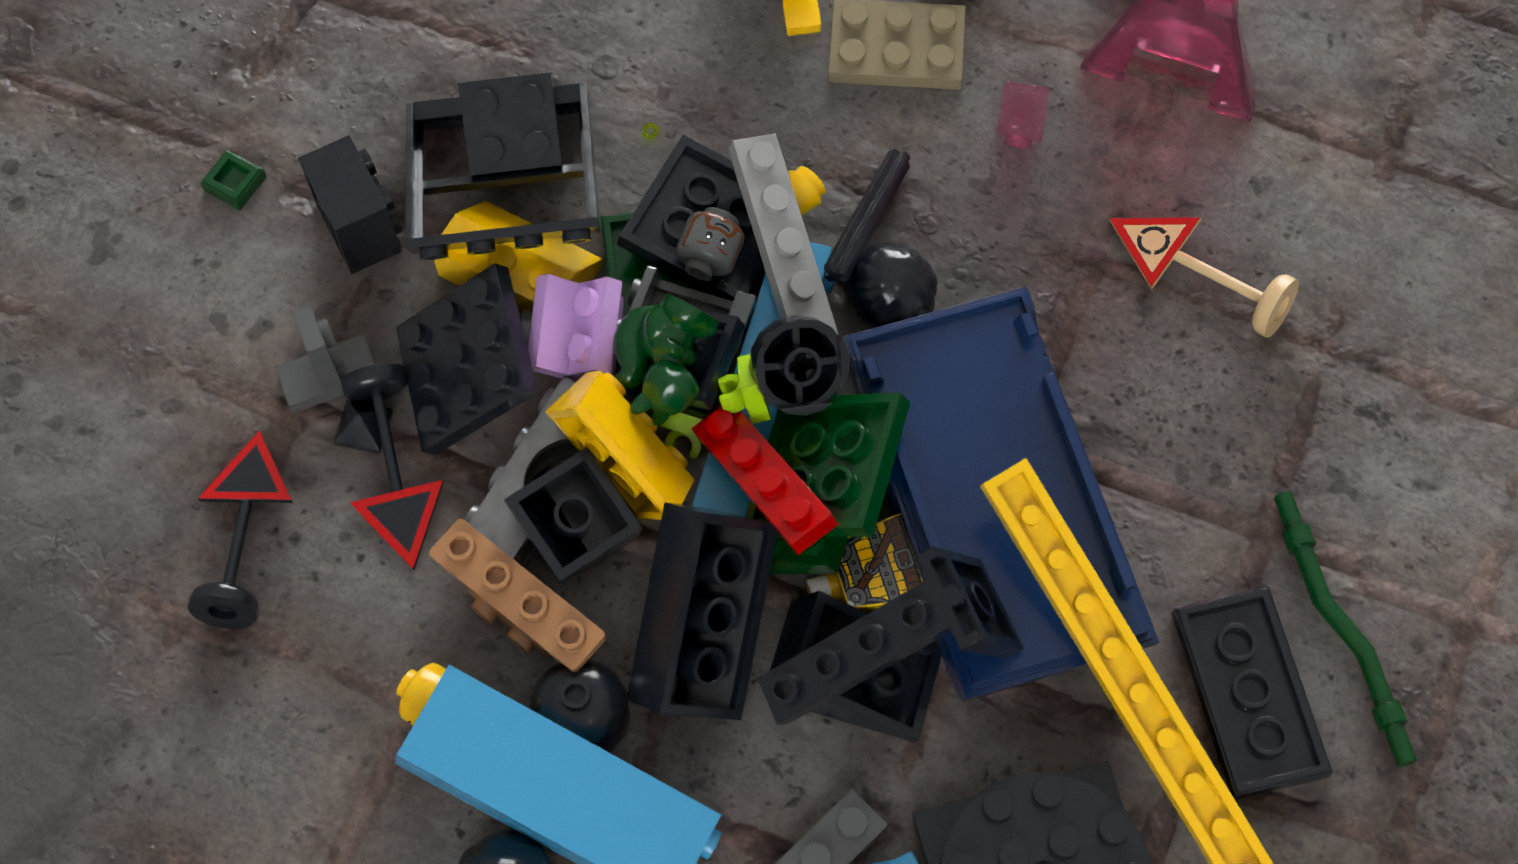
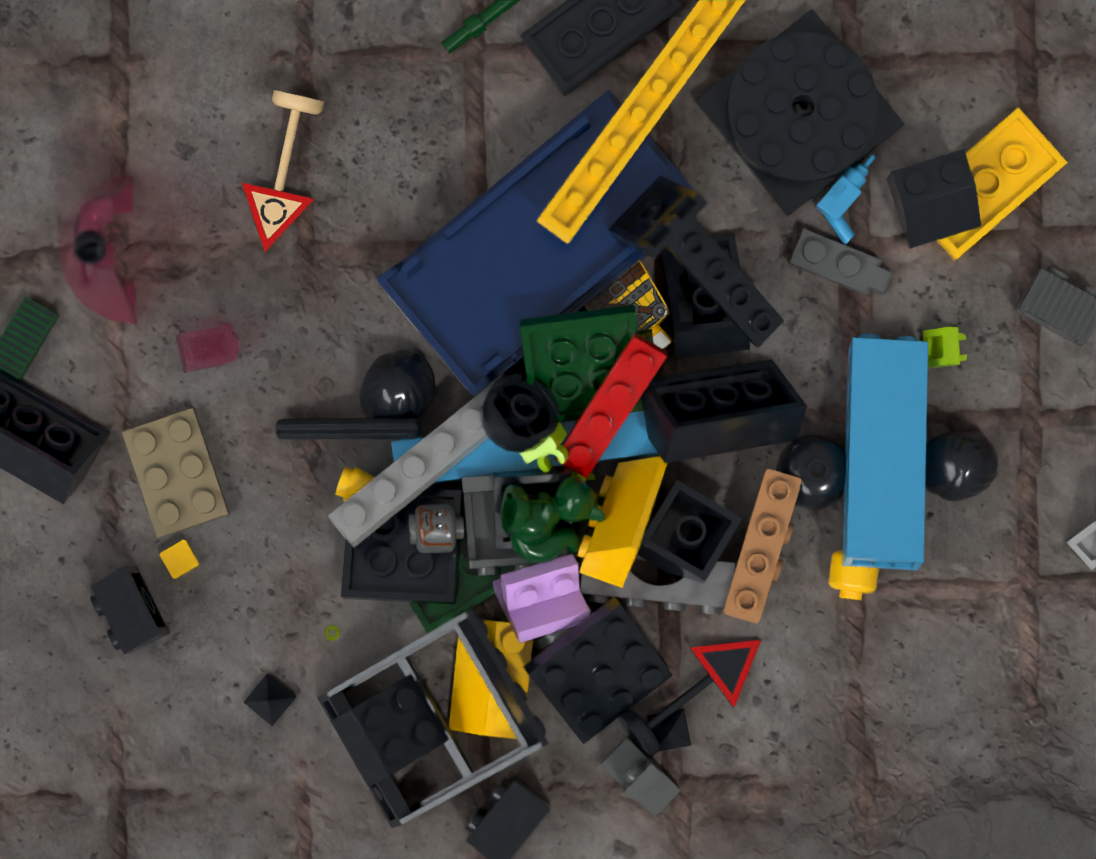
camera: 115 degrees left, 20 degrees up
(245, 480) = (747, 790): black piece -> none
(609, 45) = (269, 699): none -> black slope

